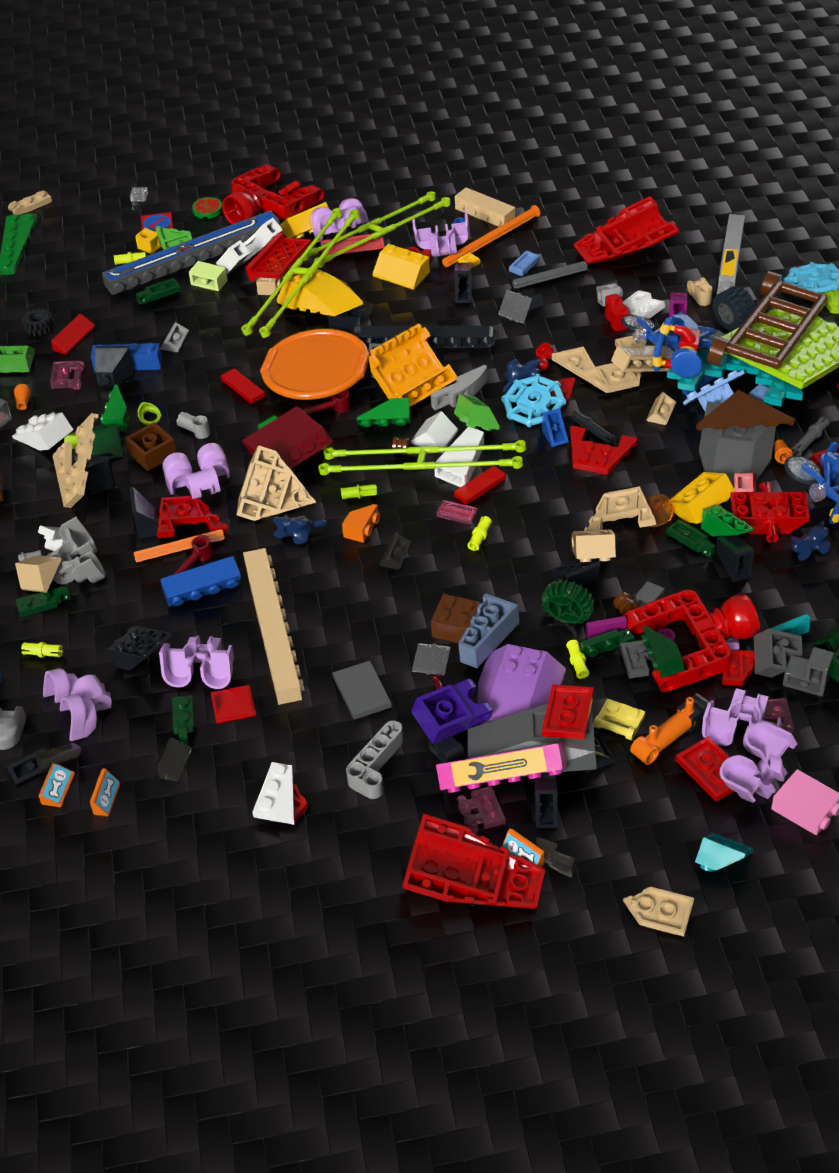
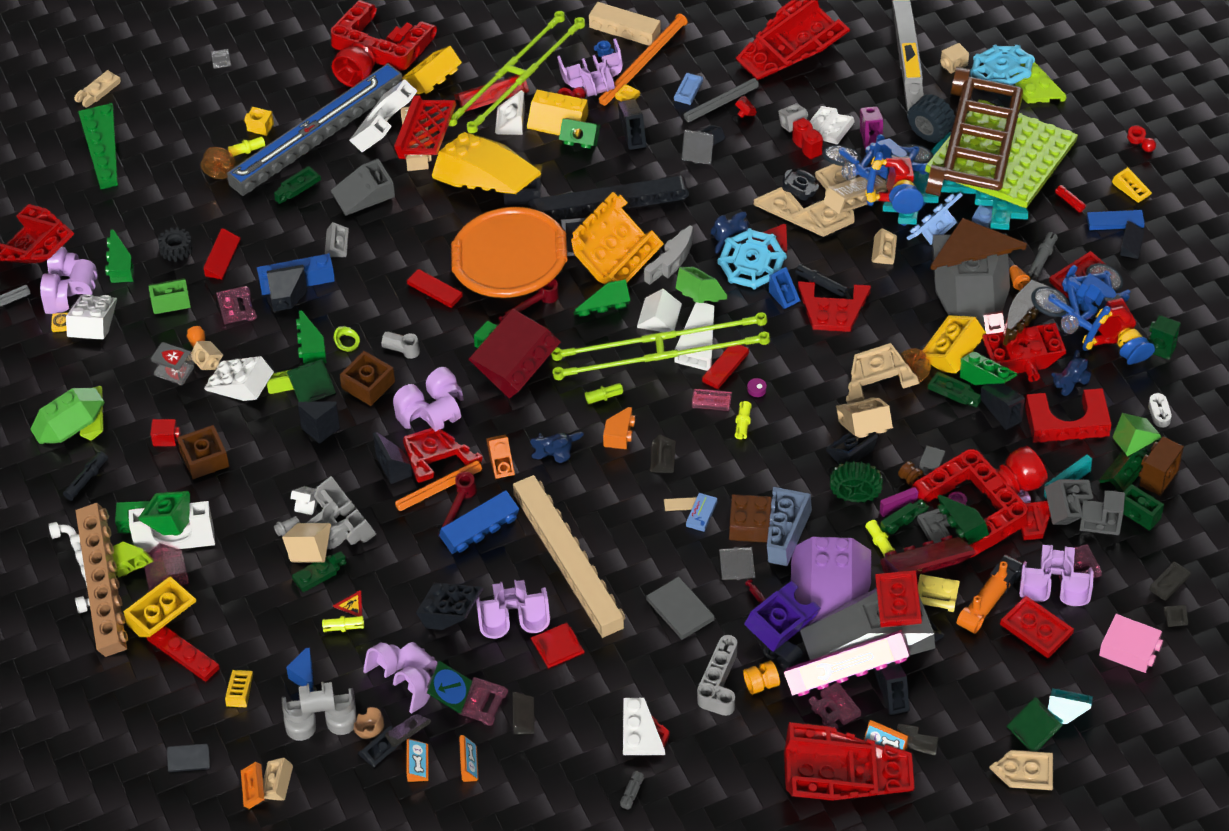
camera: 15 degrees left, 5 degrees up
(21, 408) = (206, 355): none -> tan brick
(25, 743) = (369, 724): none -> medium nougat hair
(59, 635) = (351, 604): none -> sticker
(73, 478) = (306, 434): tan wing -> none
(97, 263) = (219, 162): none -> clear orange wheel
(109, 721) = (449, 686): none -> piece
(136, 737) = (477, 698): none -> clear pink plate
(163, 220) = (260, 95): blue piece -> none
(172, 237) = (288, 115): bright green wing -> none
(183, 717) = (514, 668): dark green hinge -> none
(207, 207) = (308, 66): tile -> none
(208, 276) = (345, 156): yellowish green brick -> none
(213, 300) = (364, 188): none -> dark grey slope
(243, 529) = (500, 456): none -> orange slope
(251, 853) = (631, 790): none -> dark grey axle
(270, 487) = (513, 404): tan wedge -> none
(295, 269) = (475, 64): lime bar -> none
(322, 214) = (481, 57): lavender piece -> none
(362, 263) = (511, 116): none -> white slope
(400, 444) = (629, 332): reddish brown wheel -> none
(401, 598) = (679, 504): none -> tan sticker
(406, 277) = (569, 129): none -> brick
(413, 607) = (701, 512): none -> medium blue tile
(416, 767) = (761, 677): none -> light orange wheel
(503, 508) = (756, 387): none -> magenta tile
(544, 352) = (745, 198): red plate -> none
(569, 282) = (745, 107): none -> red piece
(598, 347) = (800, 184): none -> black plate
(619, 683) = (929, 557): none -> dark red slope
(681, 866) = (1034, 725): none -> dark green piece
(700, 291) = (887, 98): tan piece -> none
(744, 776) = (1075, 629): lavender piece -> none
(770, 478) = (1020, 312): none -> slope
(773, 264) = (954, 57): none -> tan brick
(775, 585) = (1047, 427): none -> red arch

